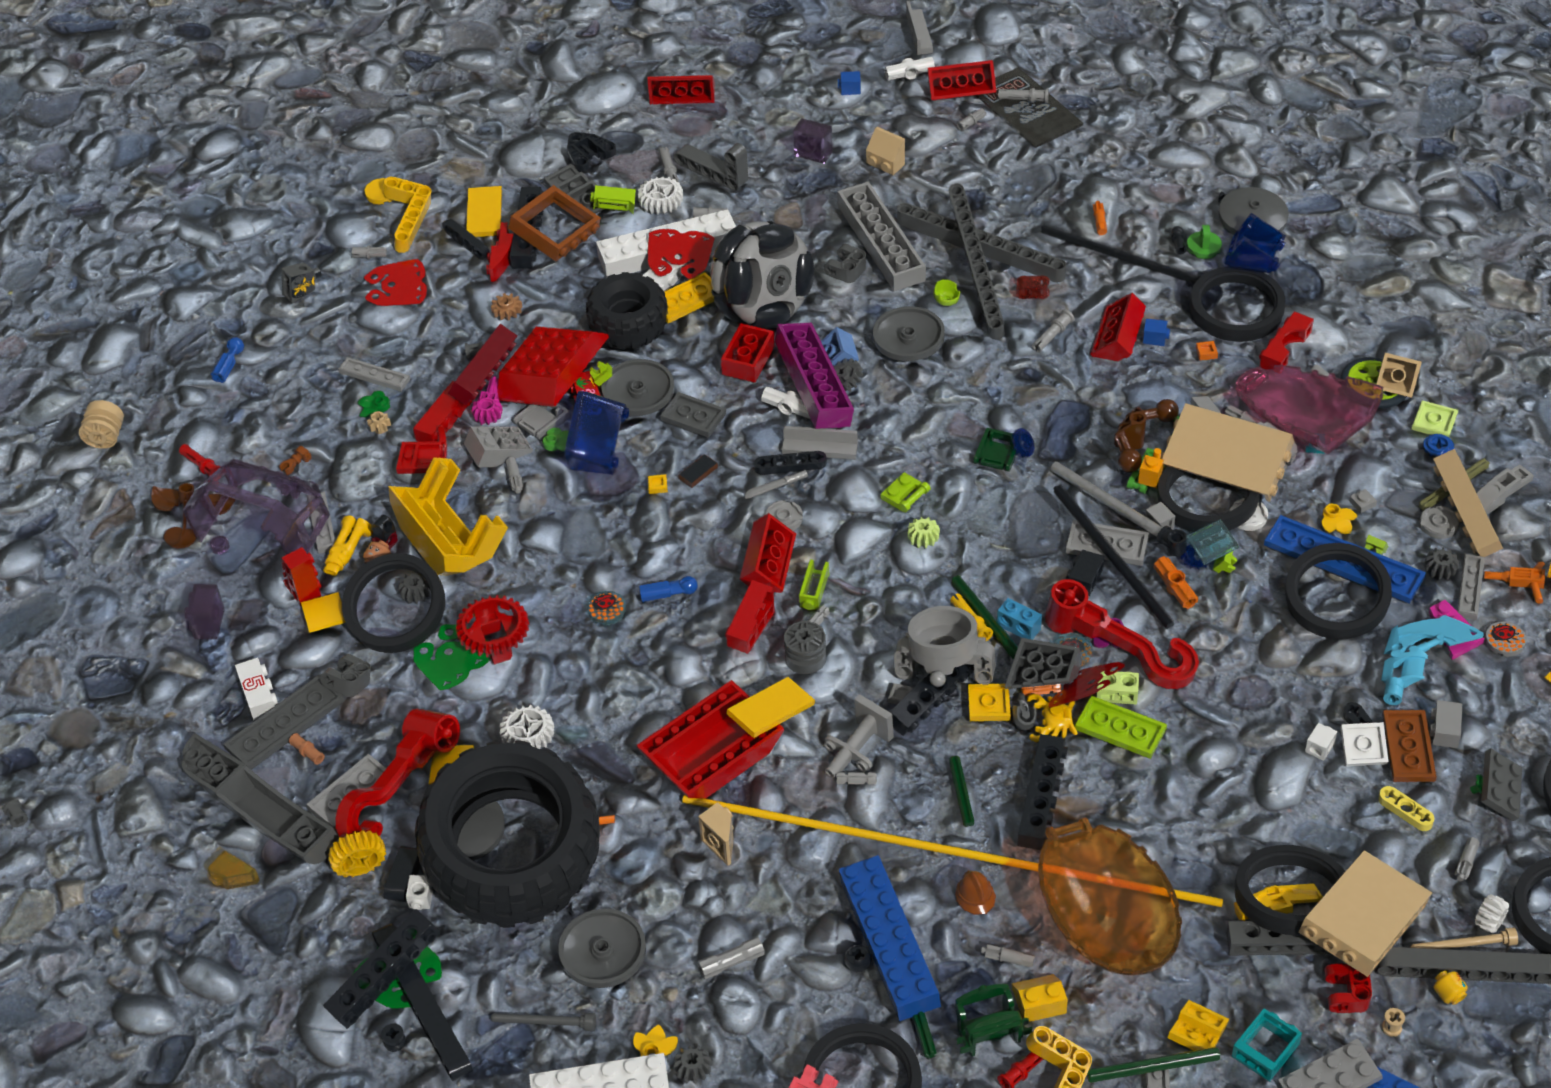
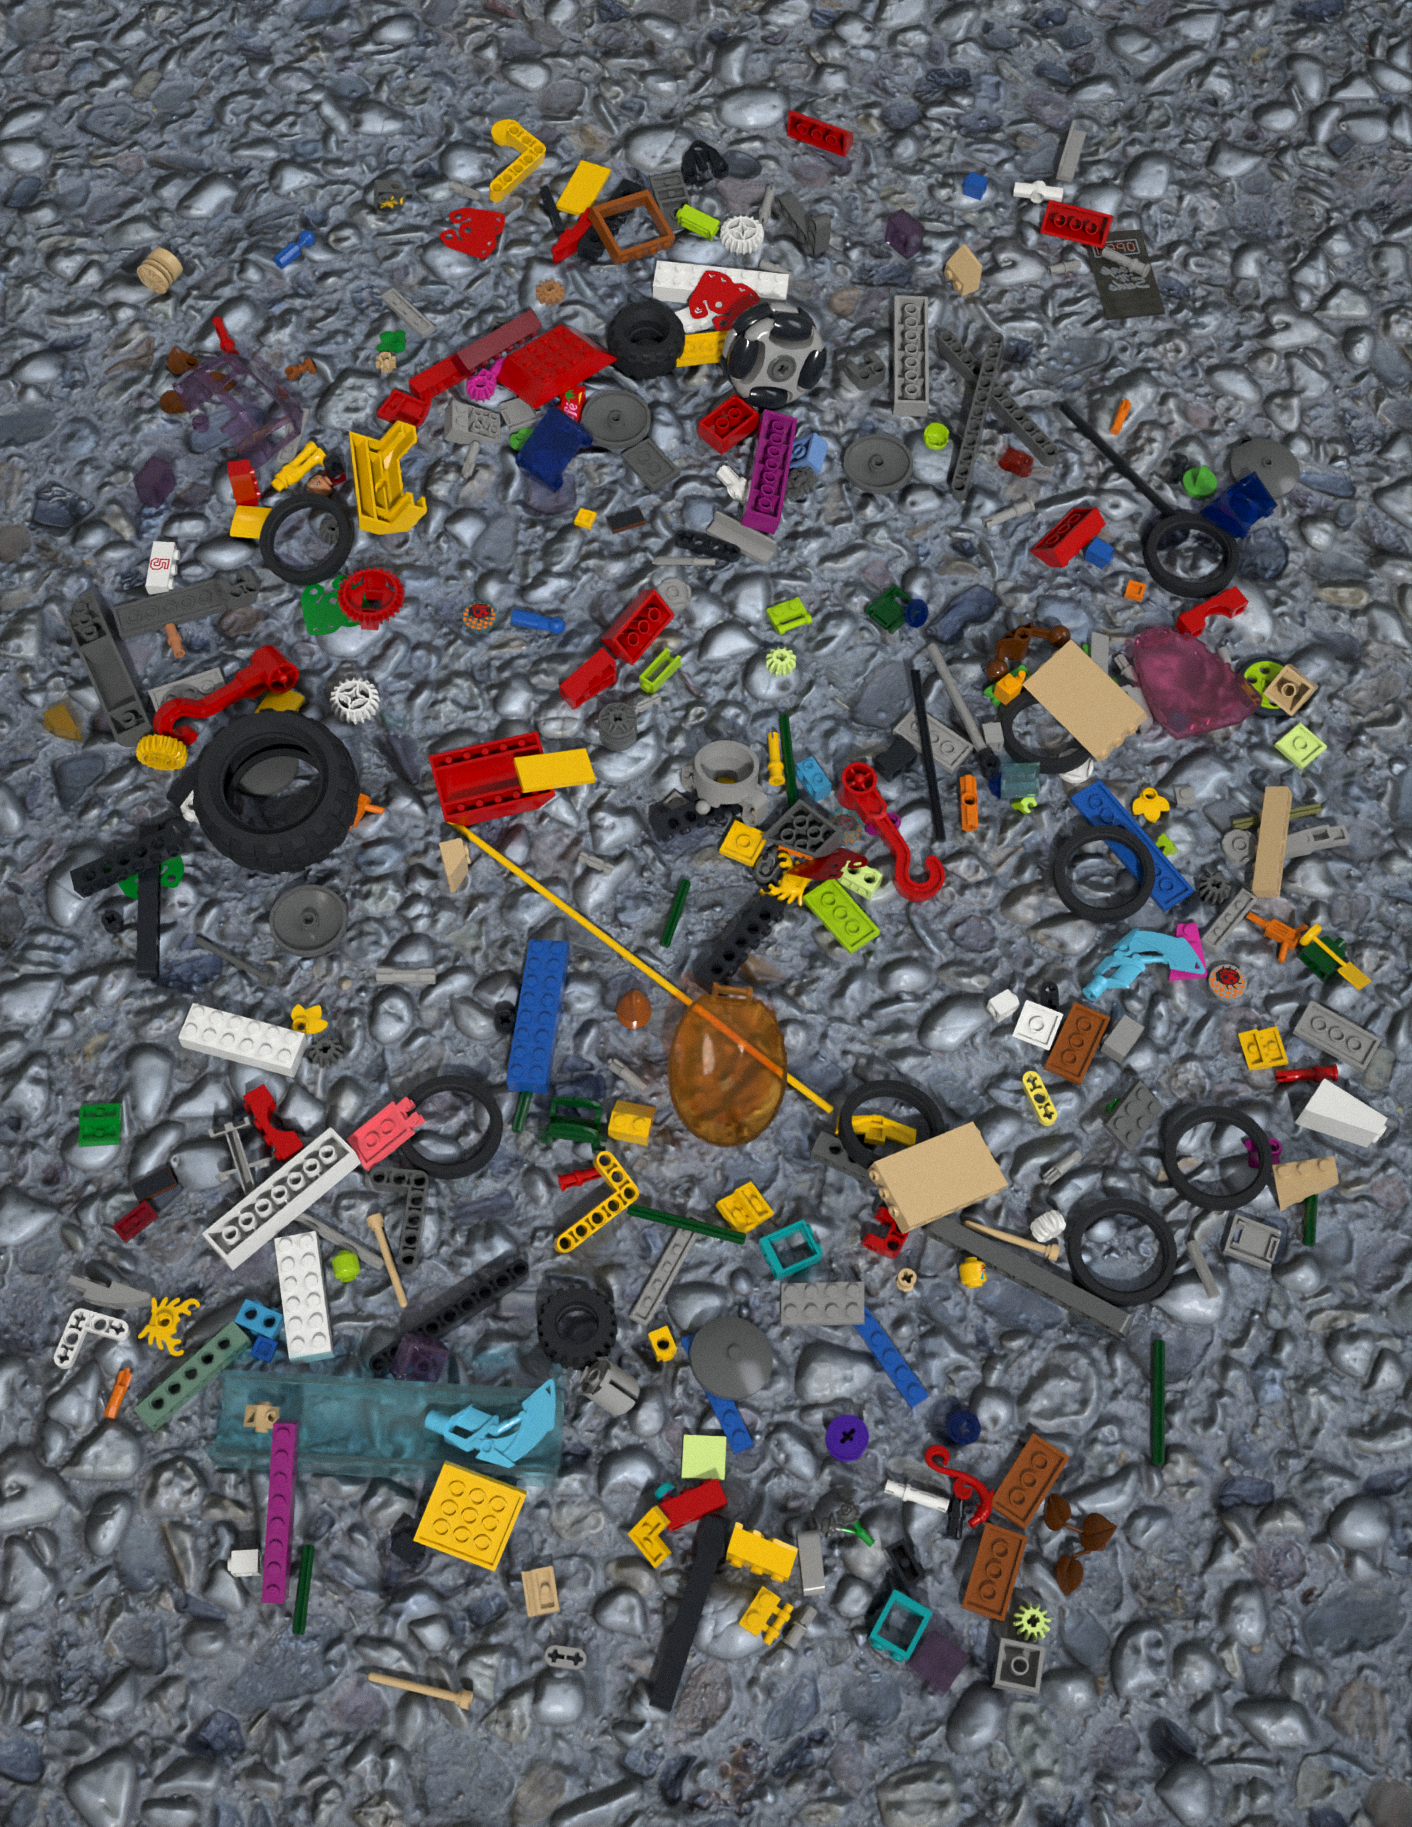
camera: 20 degrees right, 15 degrees up
(602, 374) = (591, 394): lime tile -> none
(871, 720) = (631, 821): light grey piece -> none
(1431, 441) = (1281, 767): blue gear -> none

